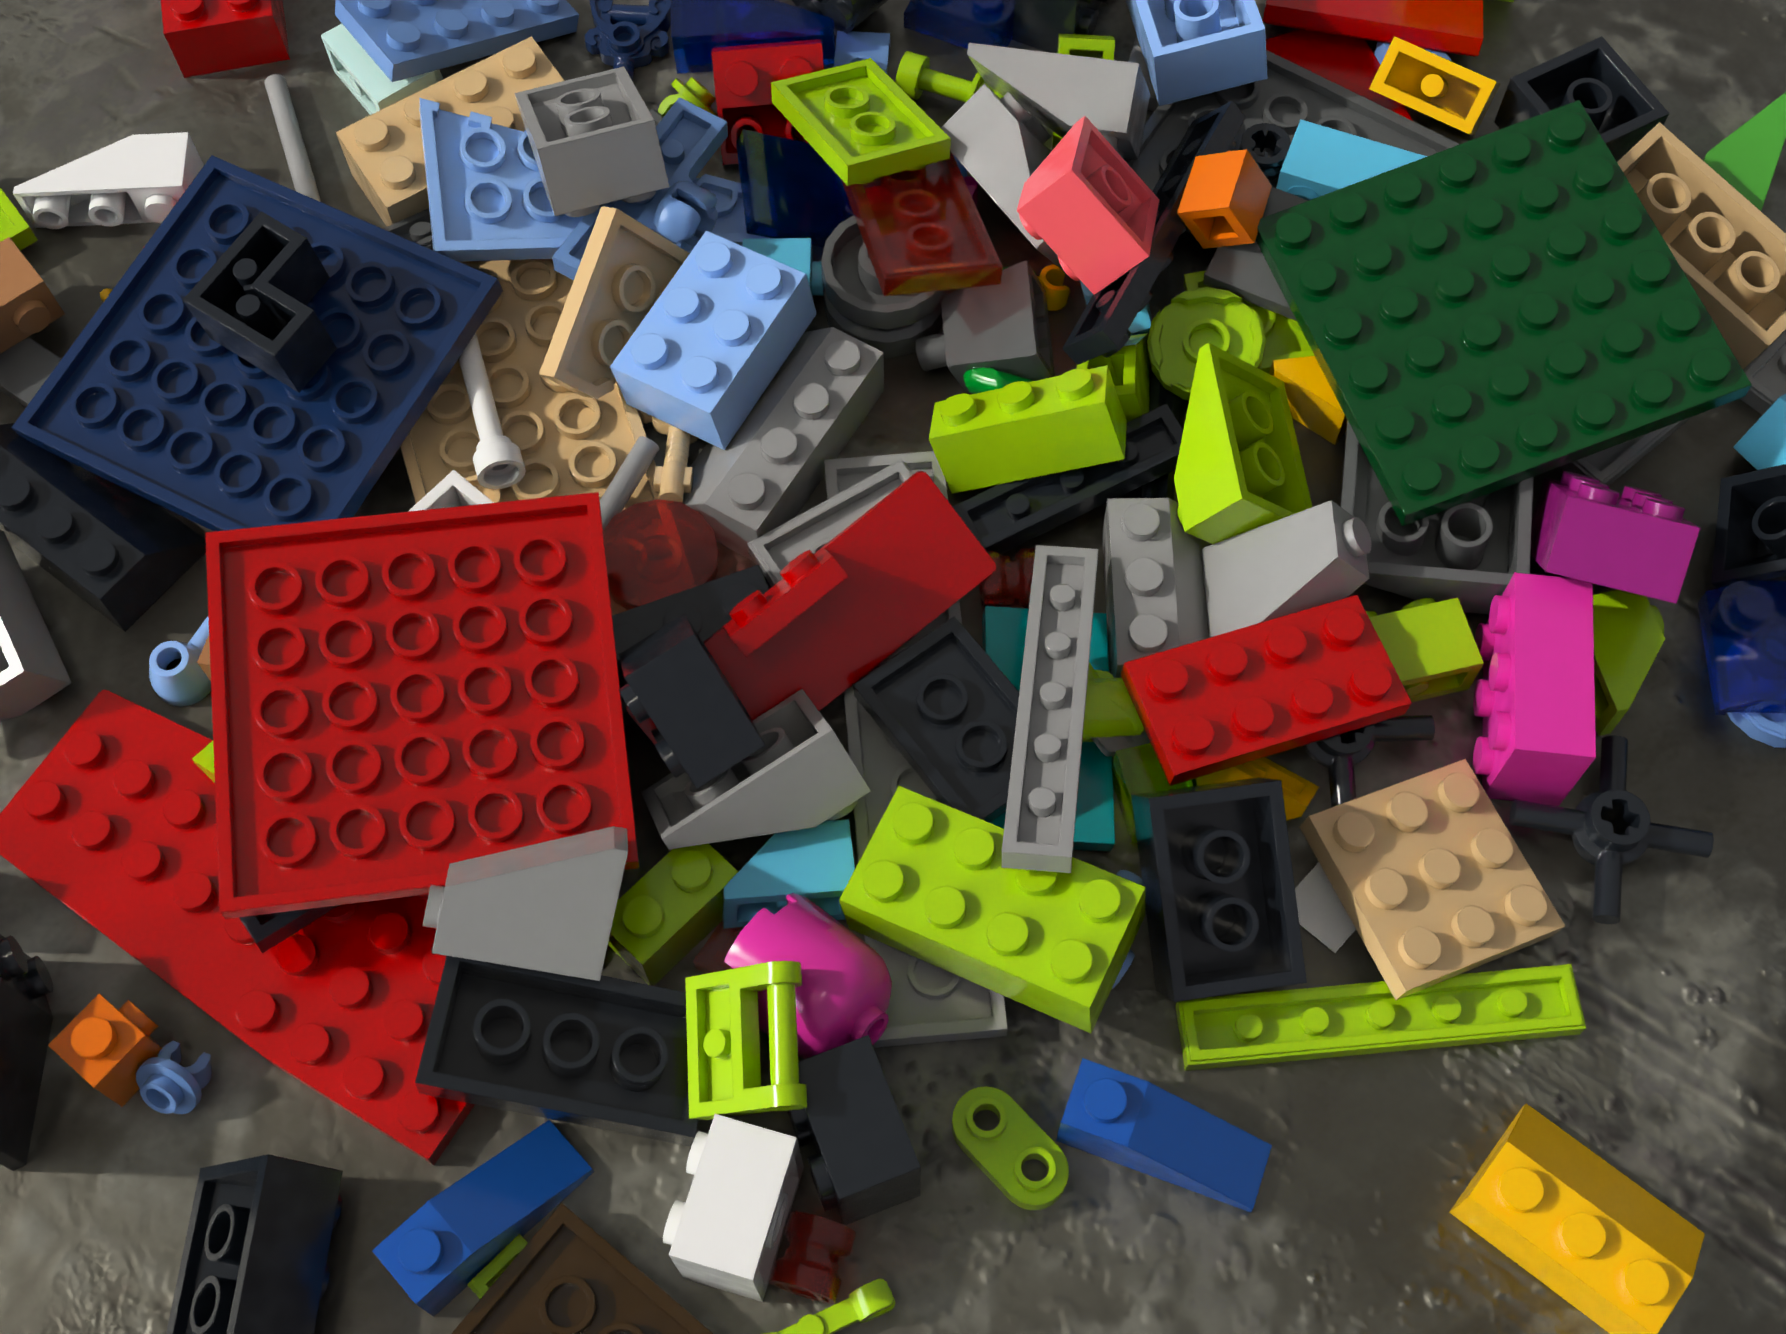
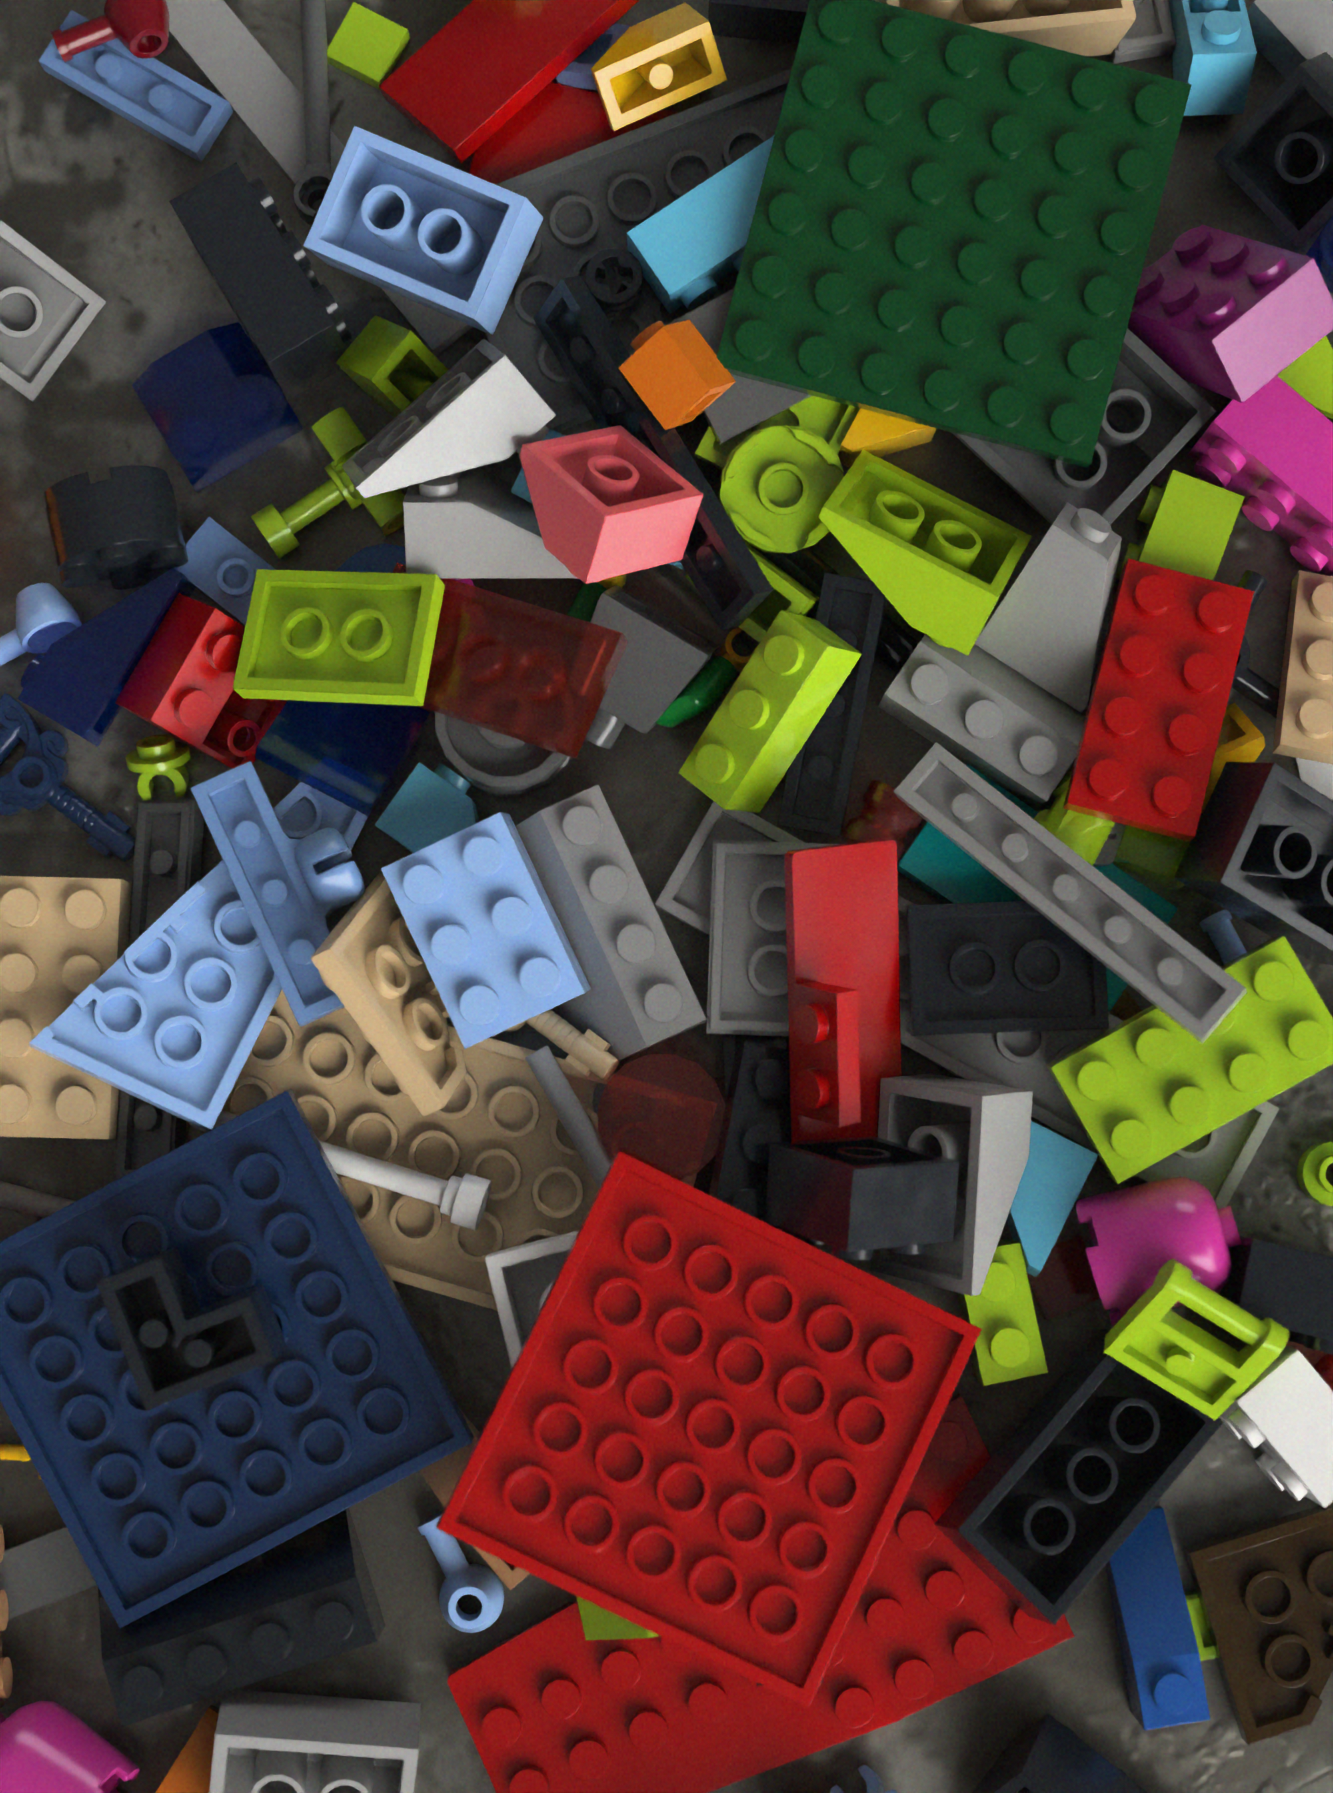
camera: 55 degrees left, 20 degrees up
(533, 904) = (972, 1441): light grey slope -> none
(593, 142) = (196, 908): light grey slope -> none

